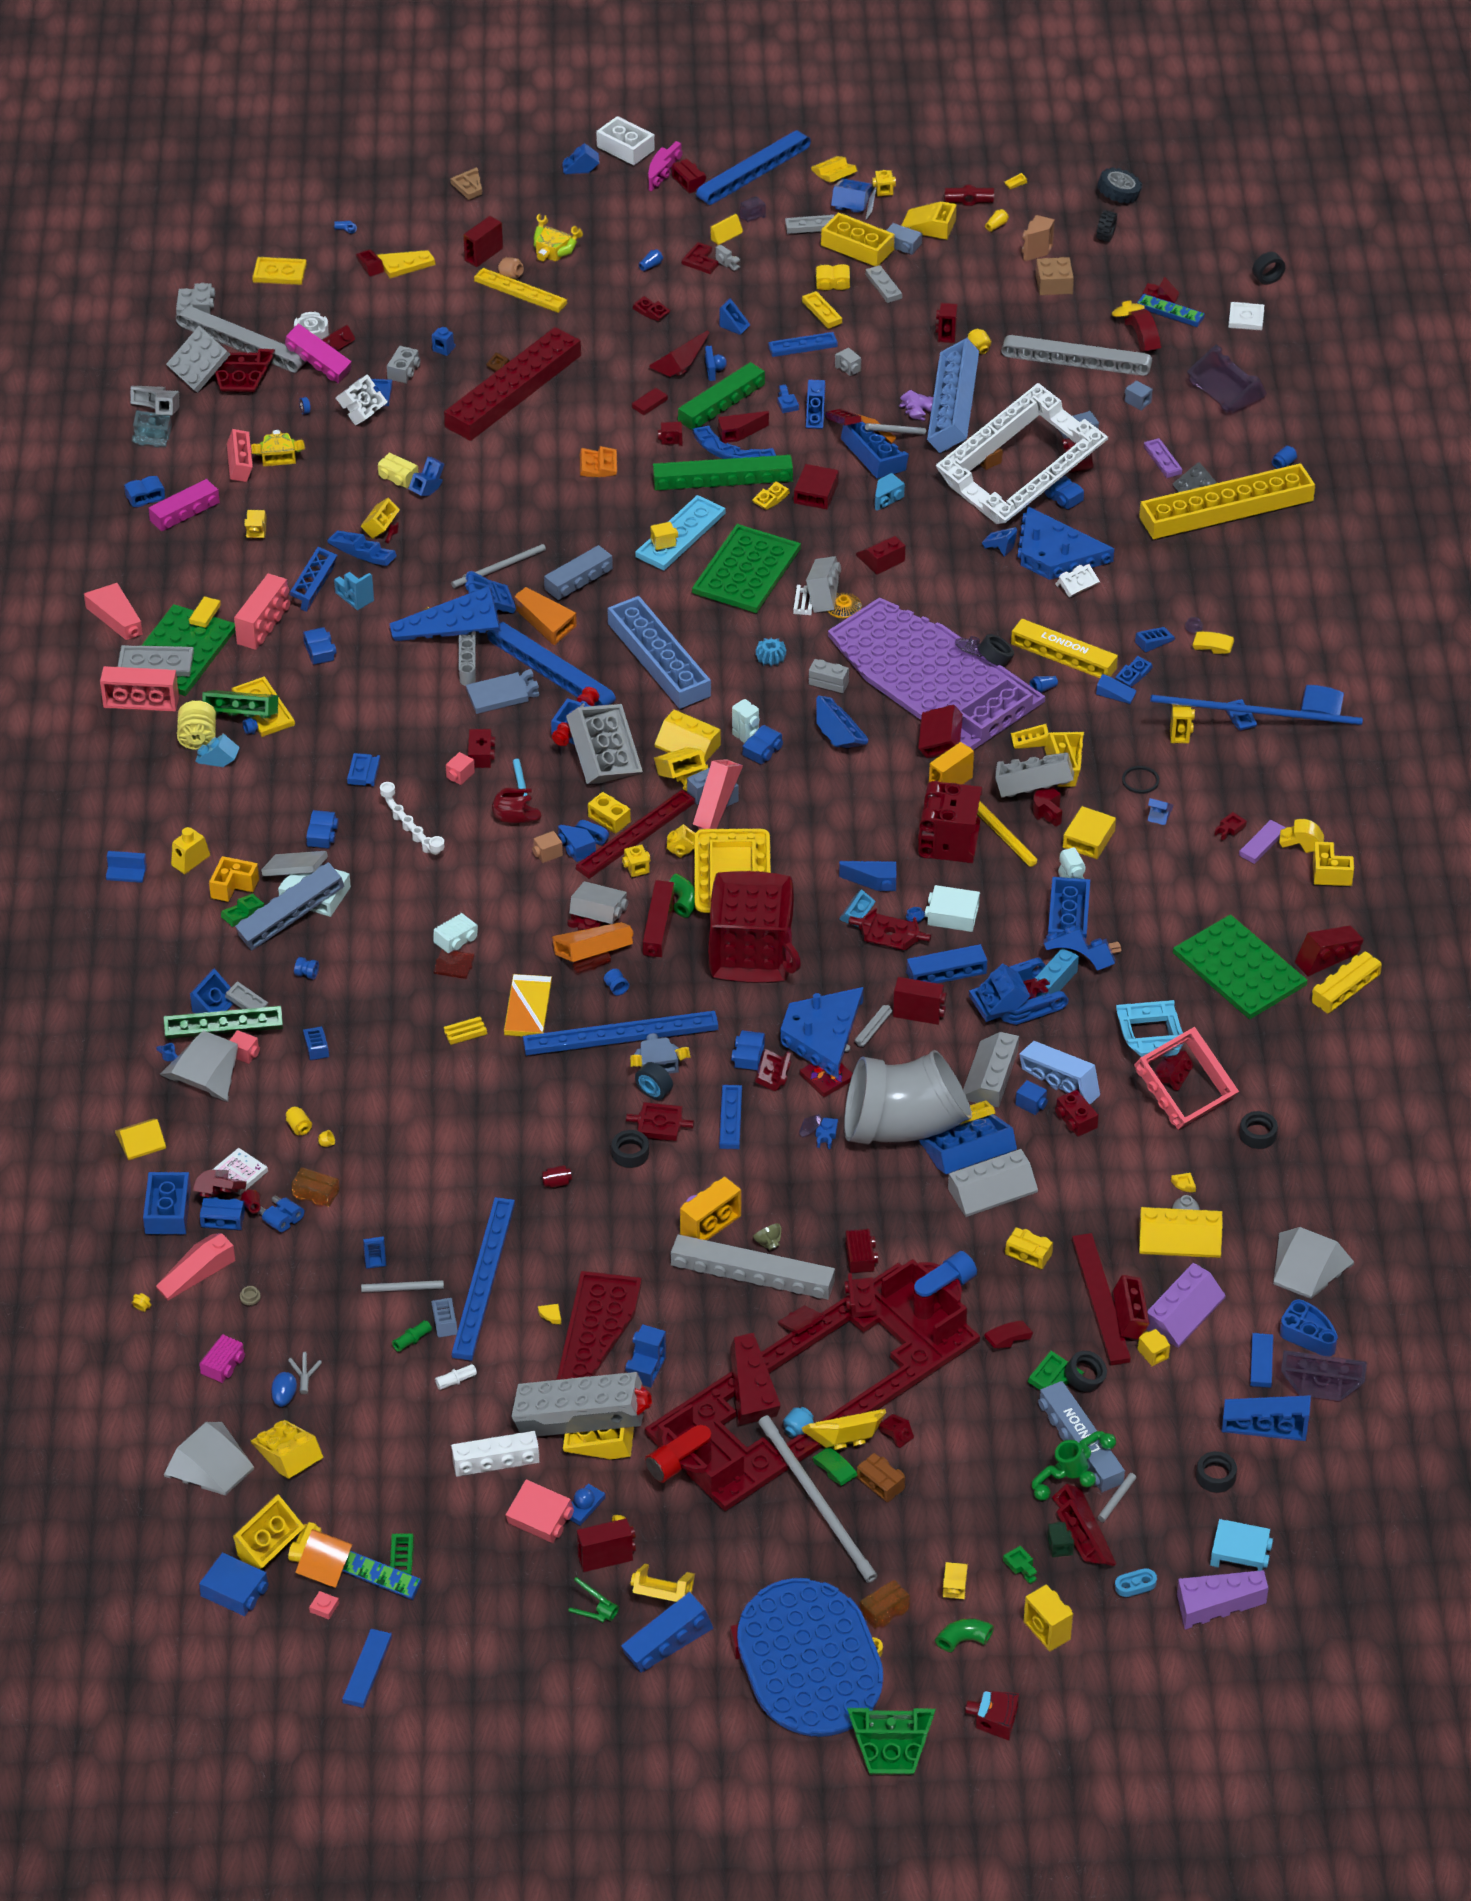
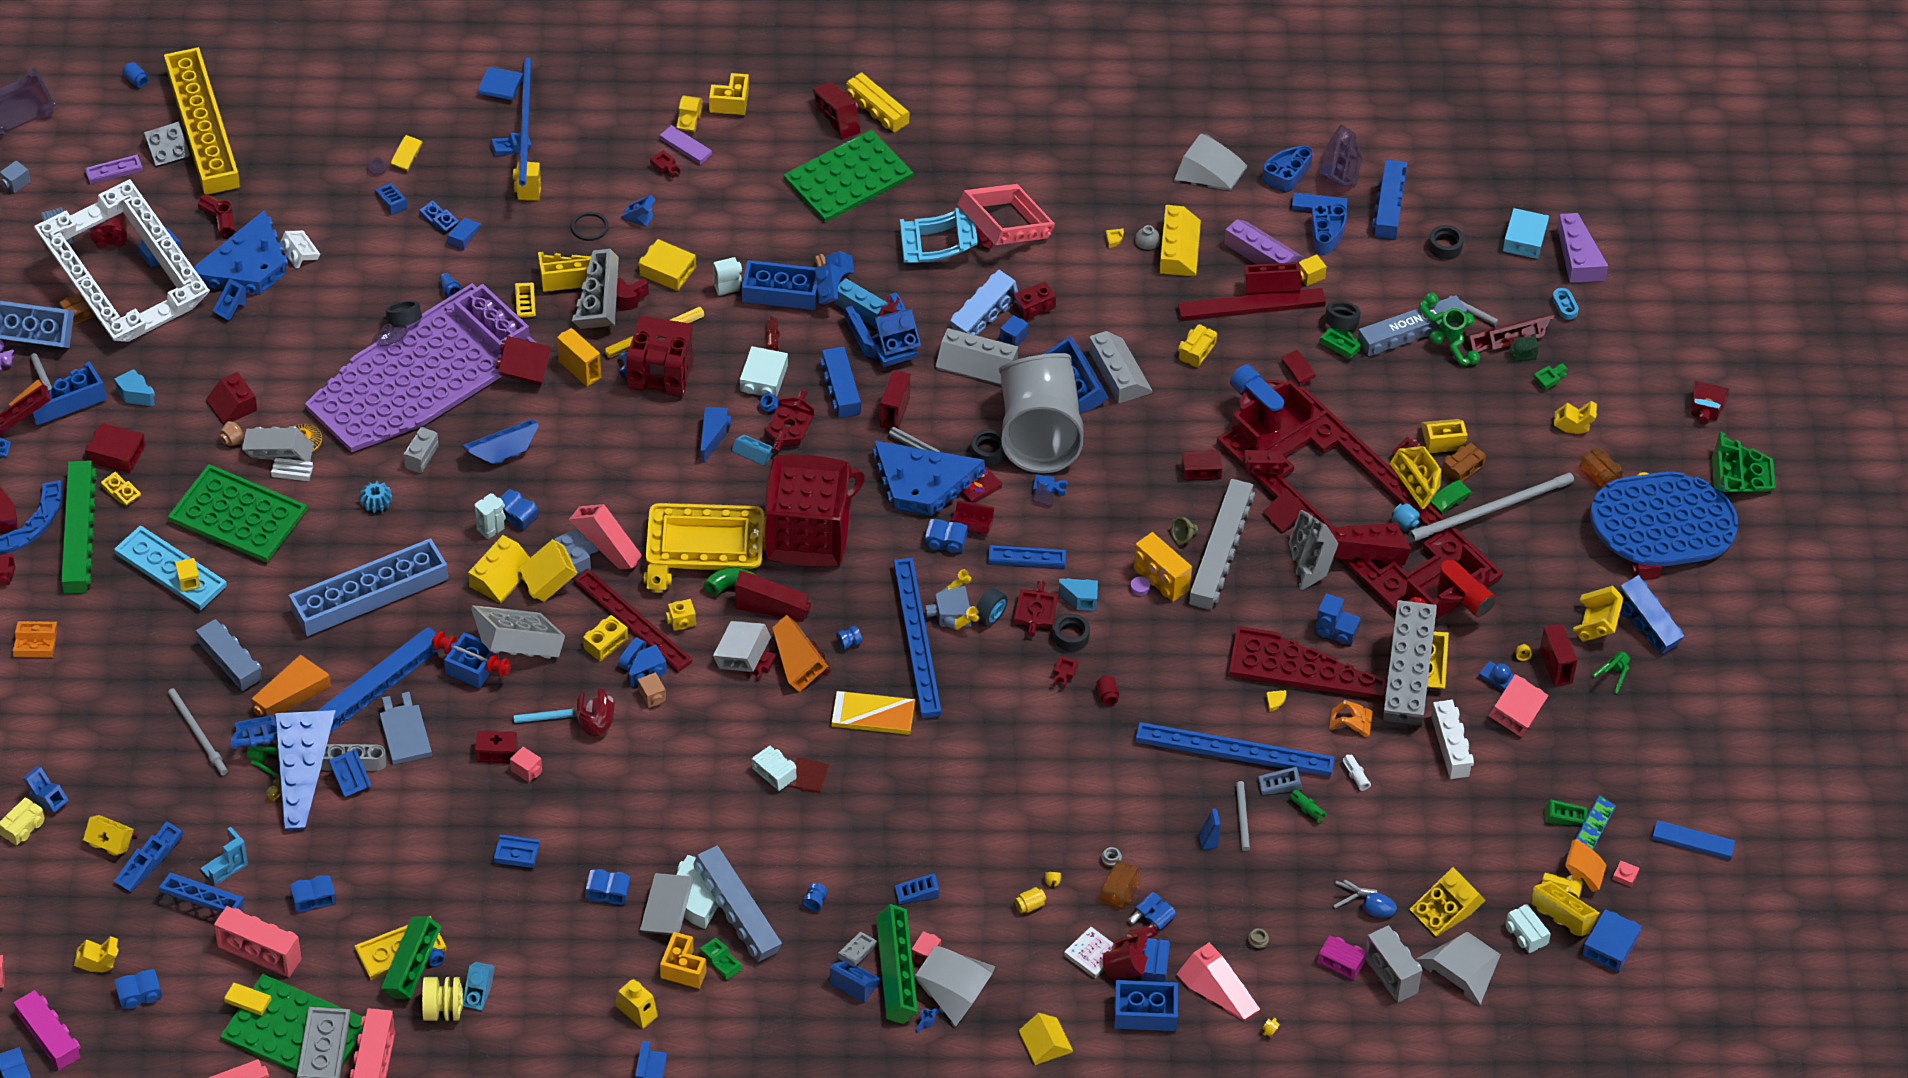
camera: 90 degrees left, 5 degrees up
(204, 1392) = (1393, 963): none -> light grey brick
(222, 552) = (138, 989): none -> blue brick
(242, 1511) = (1527, 928): none -> light aqua brick
(351, 1183) = (1111, 852): none -> light grey plate
(429, 845) = (566, 818): white bar -> none
(445, 654) = (350, 772): none -> blue plate
(463, 1029) = (900, 752): yellow tile -> none
(518, 1376) = (1359, 722): none -> orange piece
(581, 1145) = (1064, 670): none -> dark red plate
(679, 1154) = (1079, 593): none -> dark azure slope
(738, 1324) = (1312, 548): none -> light grey wedge
(840, 551) = (231, 434): none -> nougat cone
(921, 1458) = (1444, 435): none -> yellow slope
(964, 1630) = (1626, 418): green cylinder -> none
(1007, 915) = (772, 334): none -> clear red axle
(1048, 1617) = (1615, 356): yellow brick -> none
(1063, 649) = (402, 264): yellow brick -> none
(1113, 527) = (222, 211): none -> dark red piece
(1221, 1363) = (1328, 226): none -> blue beam
(1258, 1118) = (1056, 189): black tyre -> none

